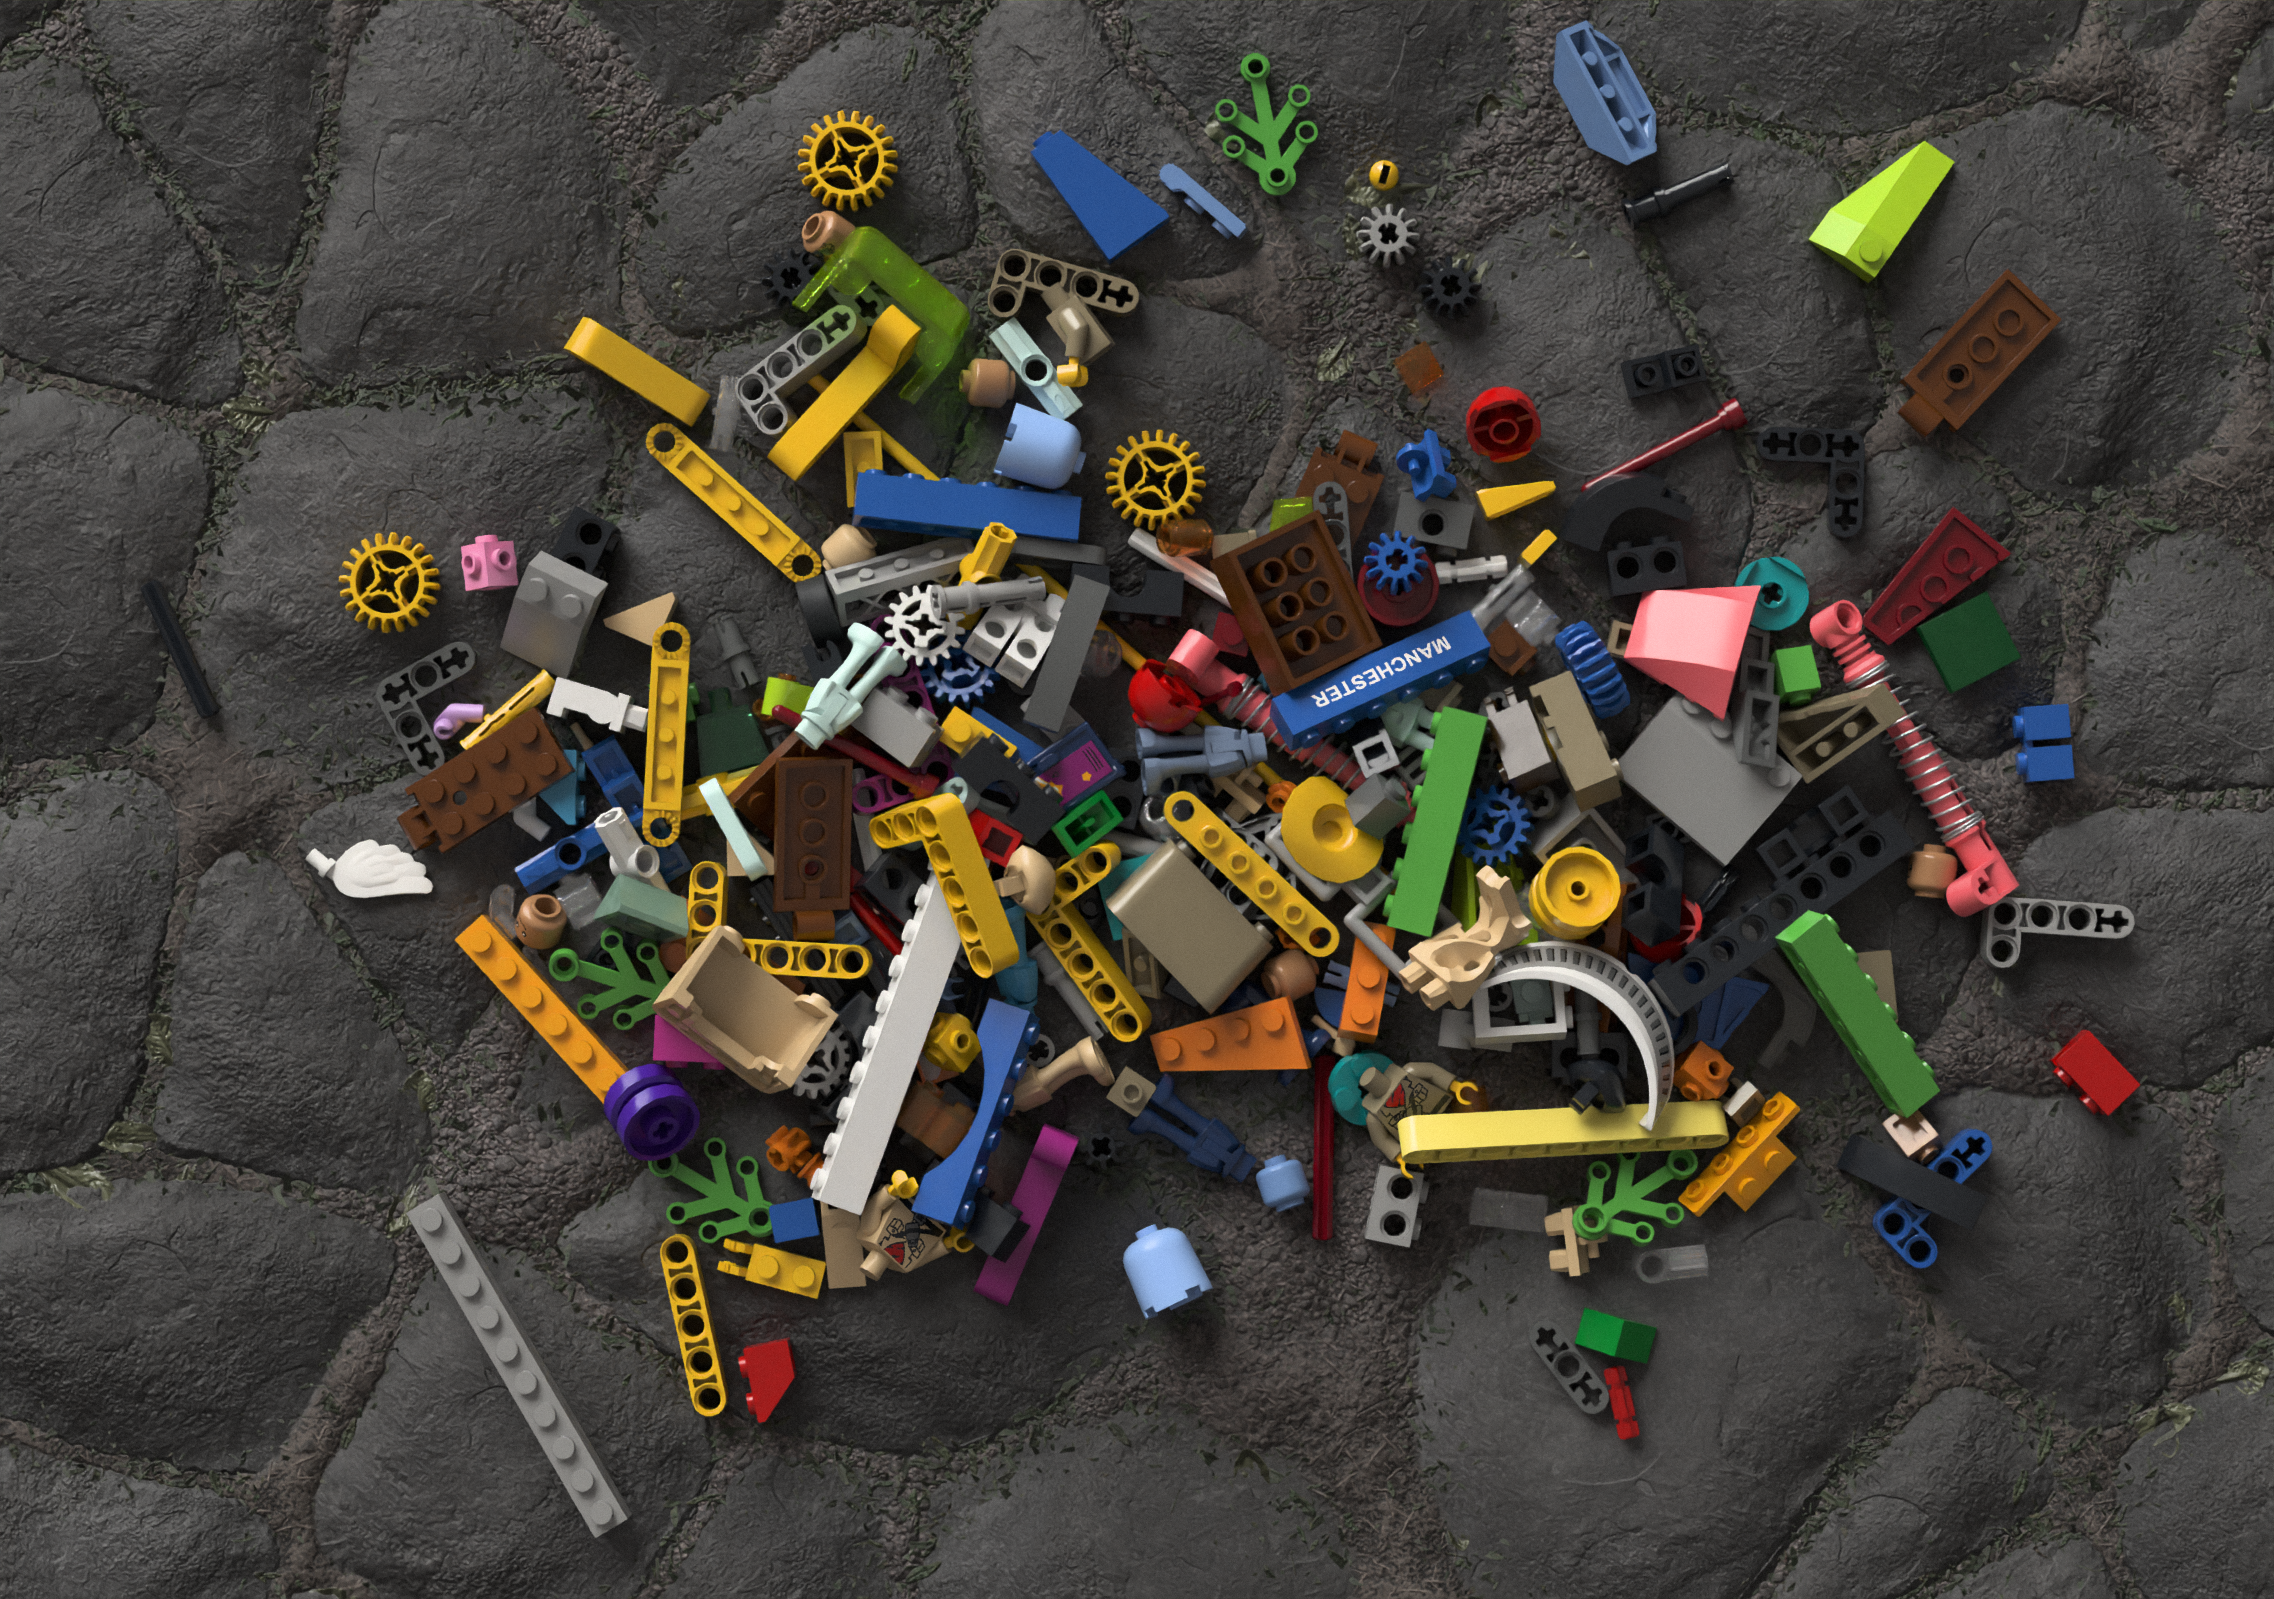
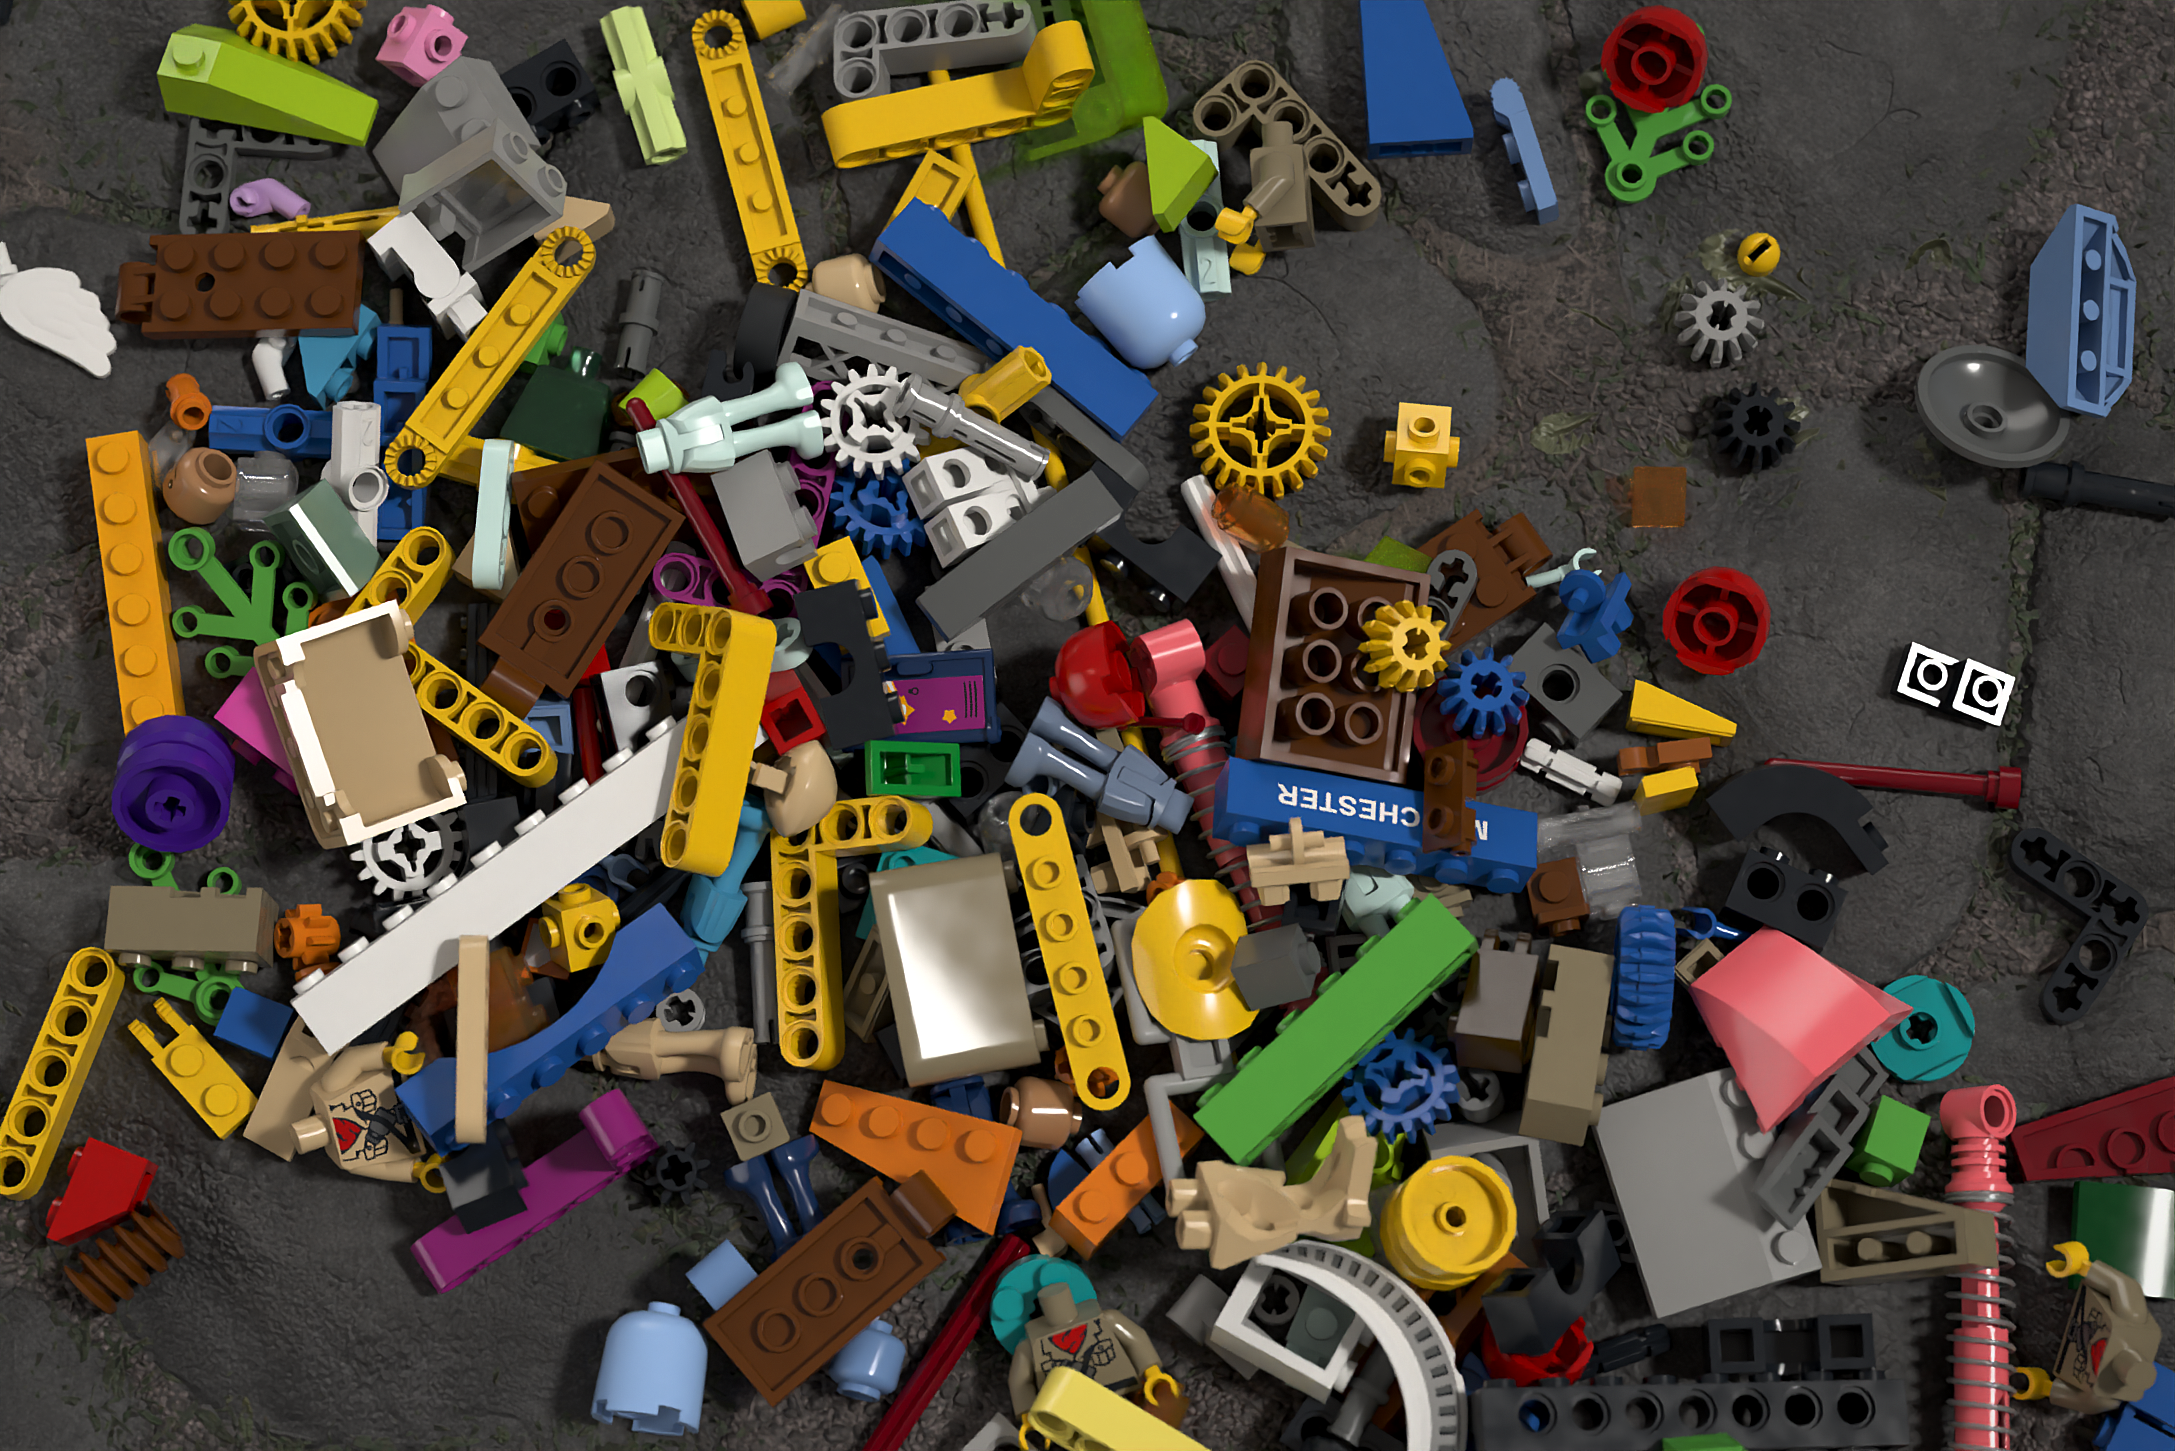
camera: 35 degrees right, 10 degrees down
(388, 660) = (230, 80): none -> lime wedge
(501, 878) = (187, 402): none -> orange pin
(599, 634) = (488, 193): none -> light grey window
(640, 501) = (643, 85): none -> yellowish green piece
(719, 1190) = (191, 928): none -> dark tan wedge
(812, 1404) = (127, 1259): none -> reddish brown piece
(940, 1153) = (472, 1039): none -> tan beam
(1006, 356) = (1176, 172): none -> lime slope
(1170, 1191) = (721, 1274): none -> medium blue piece
(1236, 1168) = (815, 1296): none -> reddish brown hinge
(1250, 97) = (1655, 58): none -> red cylinder
(1258, 428) = (1417, 456): none -> yellow brick
(1333, 565) = (1392, 631): none -> yellow gear
(1352, 737) = (1298, 859): none -> tan hips
(1390, 449) = (1558, 574): none -> light aqua hand
(1409, 632) = (1448, 784): none -> reddish brown hinge
(1529, 522) = (1665, 757): none -> dark orange plate
(1579, 175) = (1989, 407): none -> dark grey dish
(1609, 611) = (1708, 926): none -> blue hand
(1992, 716) = (2106, 1342): none -> dark tan torso

